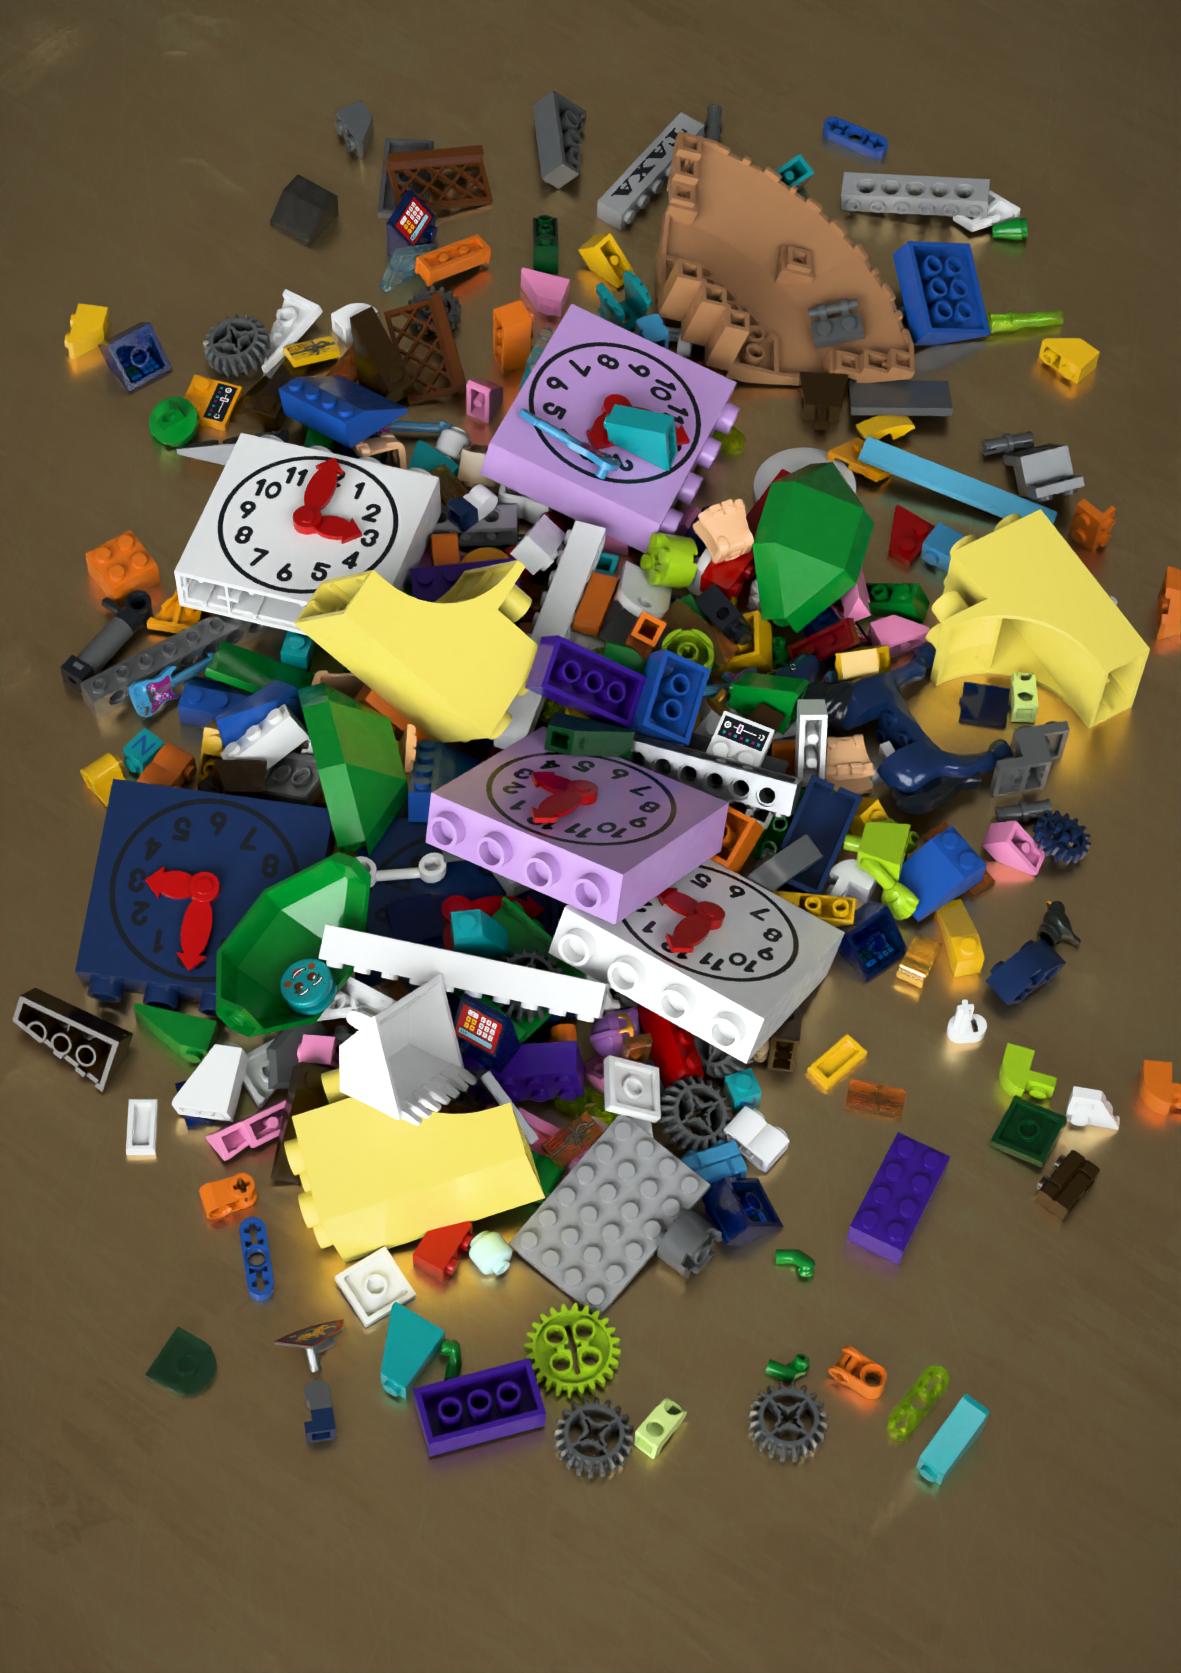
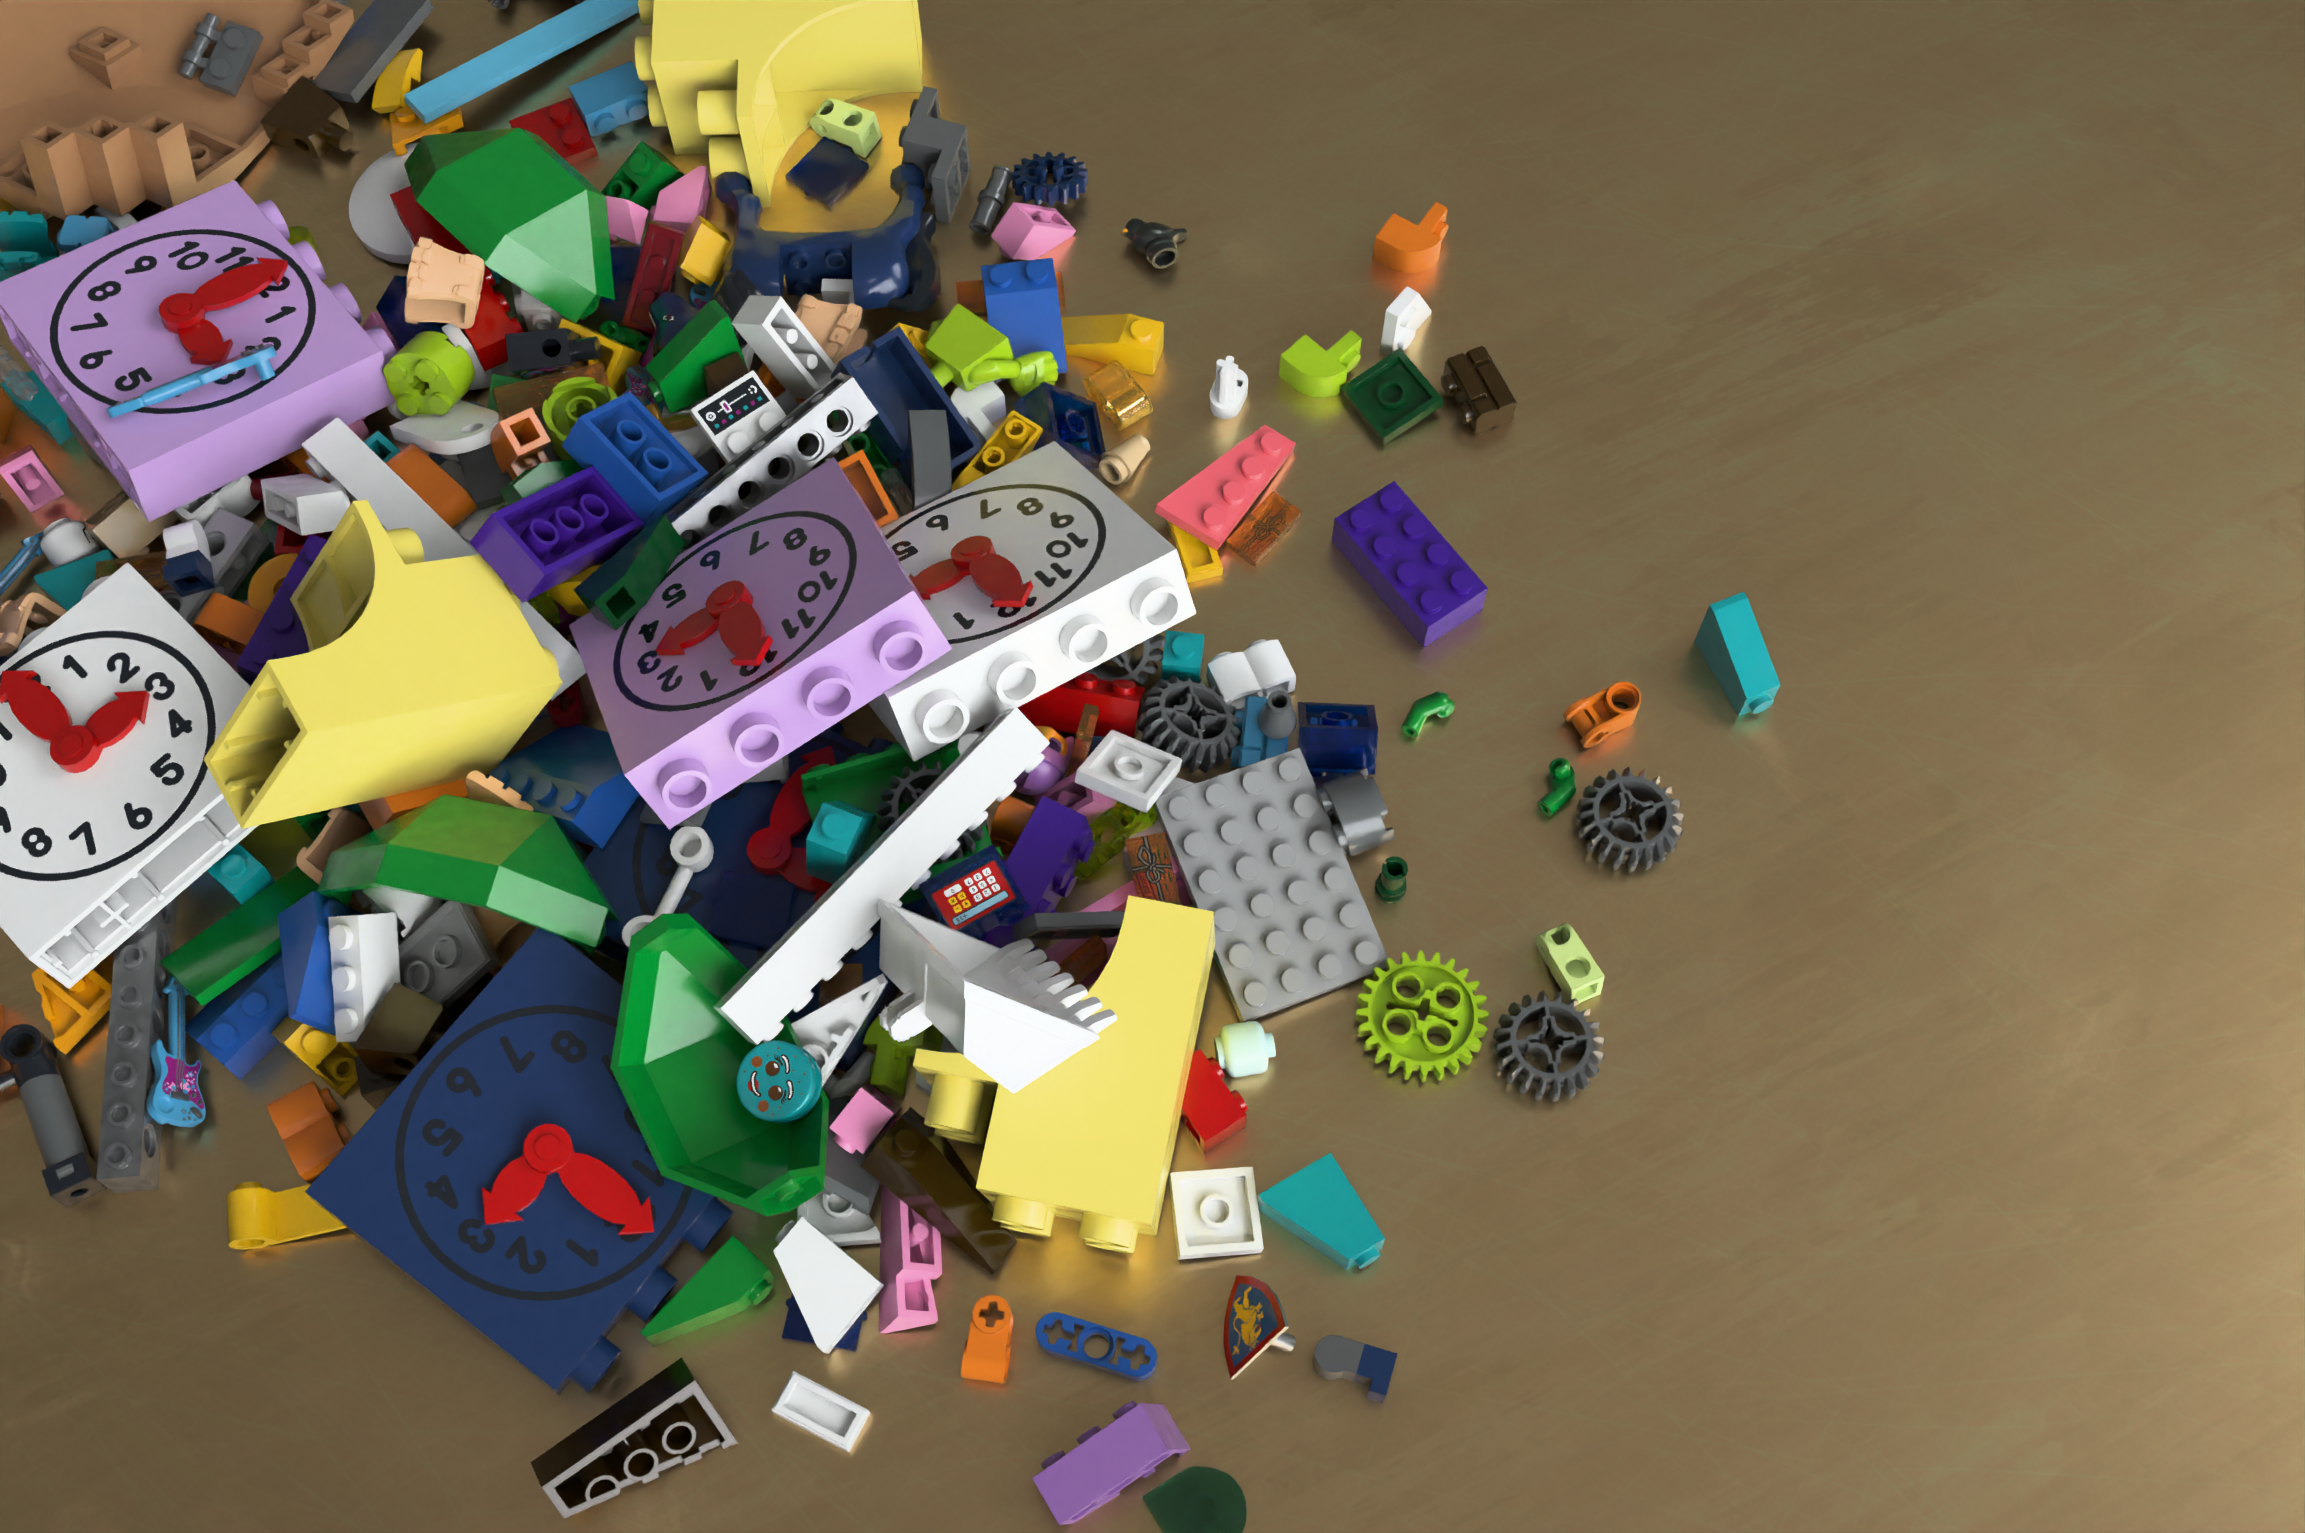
camera: 60 degrees left, 5 degrees up
(141, 750) = (257, 1147): teal brick -> none
(191, 1295) = (1108, 1460): none -> medium lavender wedge
(454, 1362) = (1354, 1159): green arm -> none
(479, 1407) = (1450, 1161): dark purple brick -> none
(643, 434) = (245, 297): teal slope -> none
(656, 1291) = (1391, 882): none -> dark green pin
(724, 1160) = (1277, 716): none -> dark grey cone
(872, 987) = (1122, 460): none -> tan cone
(885, 1059) = (1226, 489): none -> coral wing
(912, 1423) = (1665, 656): clear neon green beam -> none
(1025, 971) = (1197, 297): dark blue brick -> none

